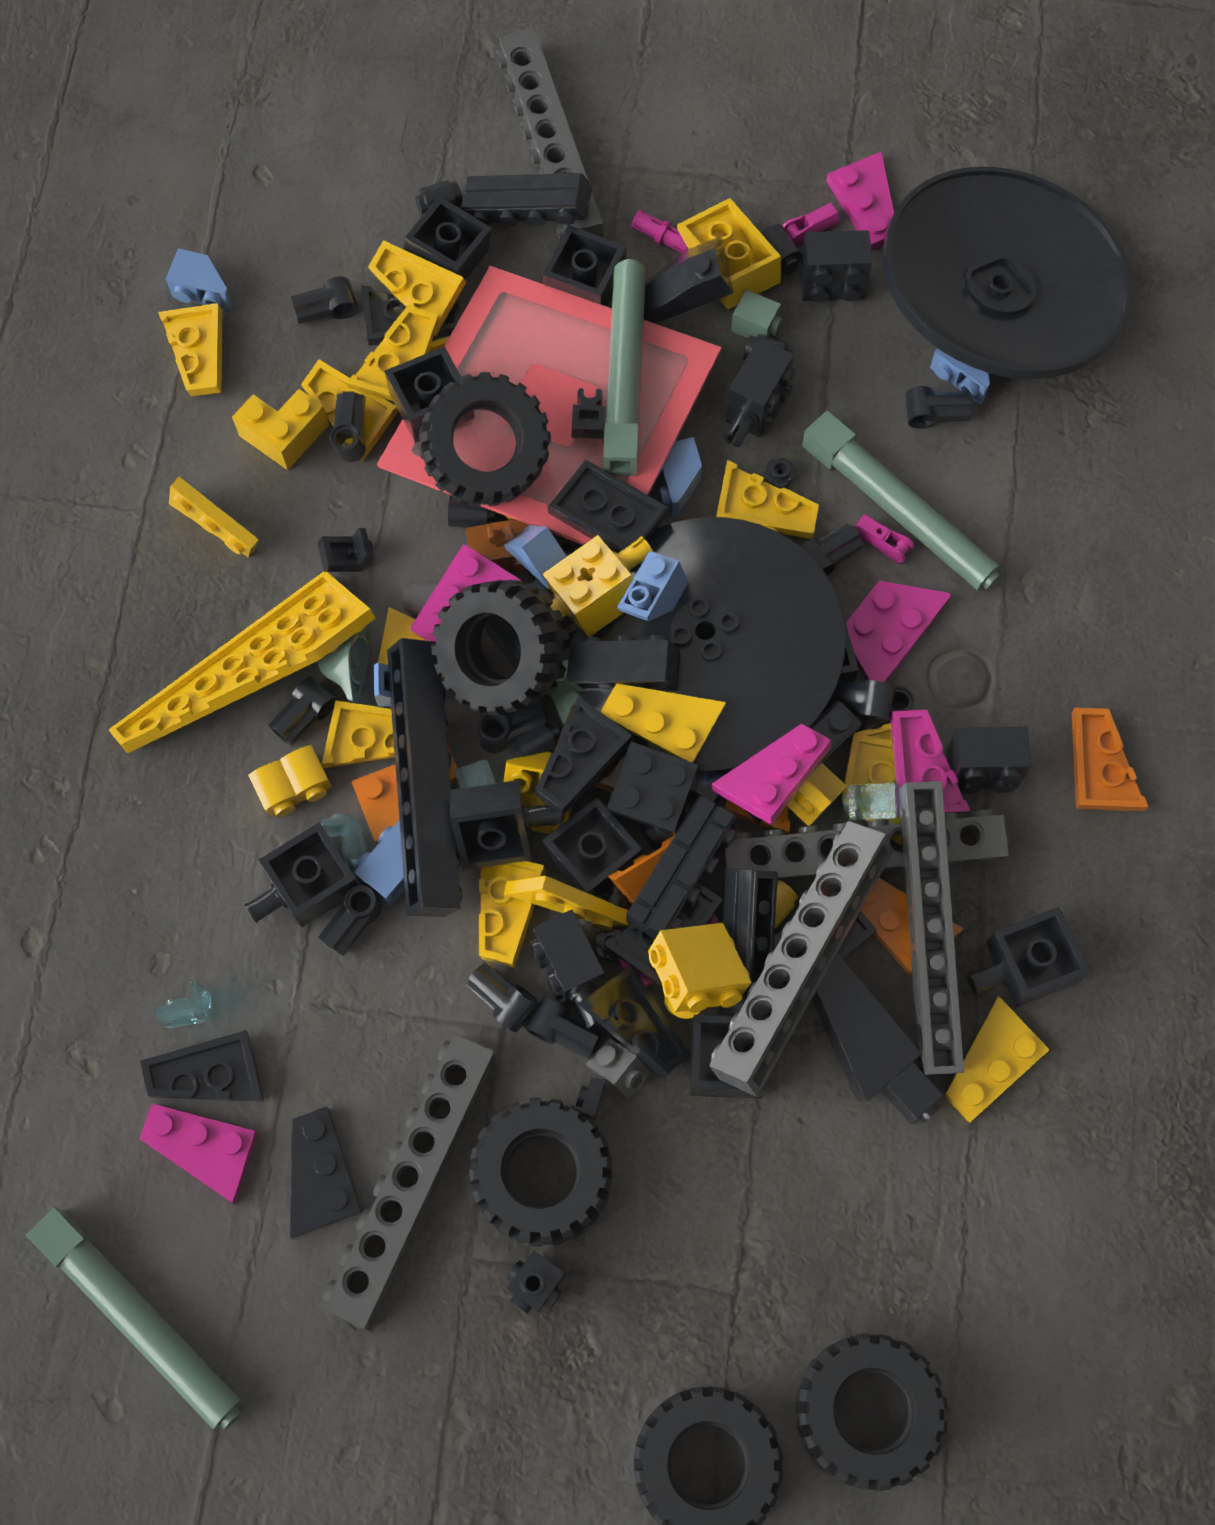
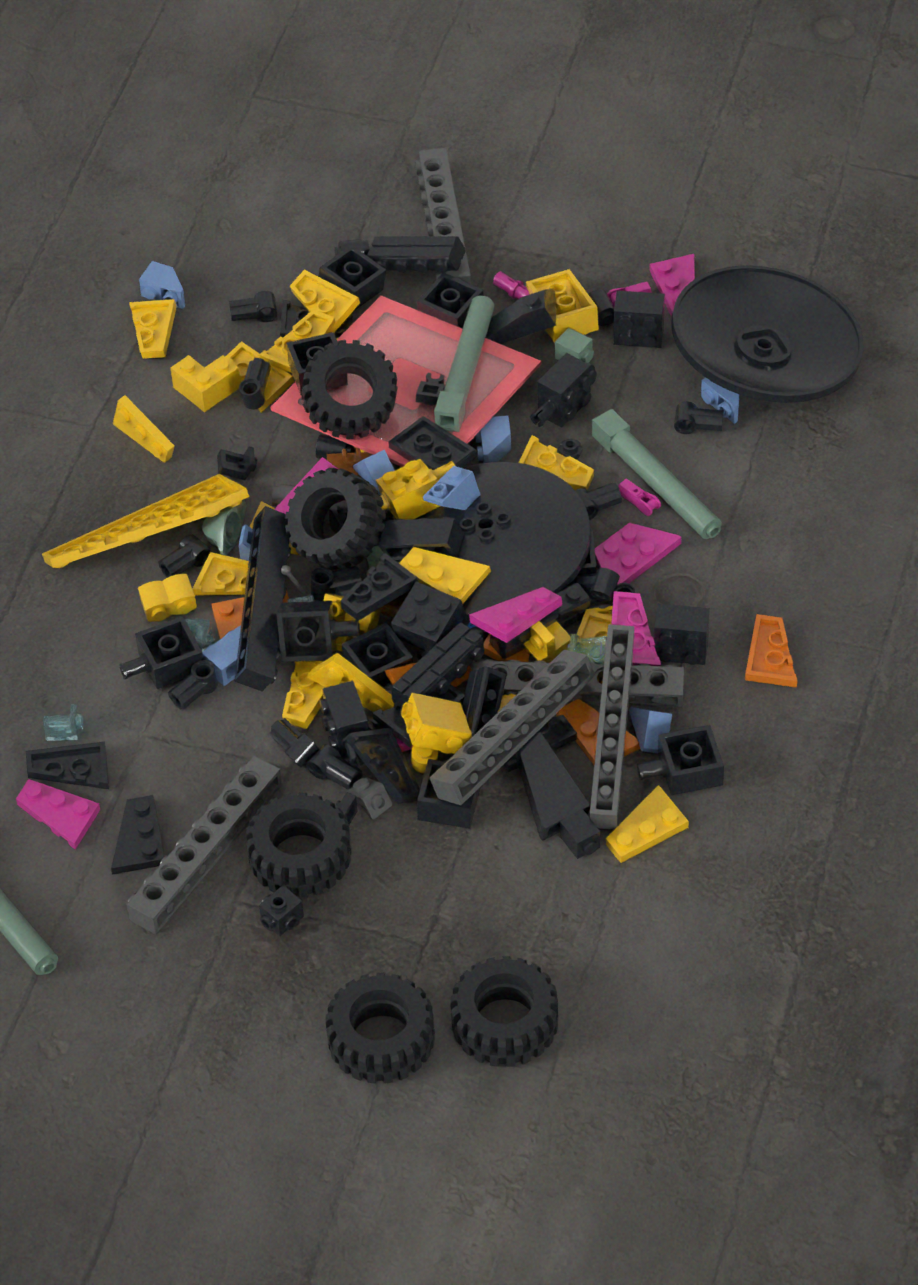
camera: 10 degrees right, 20 degrees down
(446, 732) = (286, 570): none -> dark grey hinge
(974, 907) = (648, 726): none -> medium blue slope

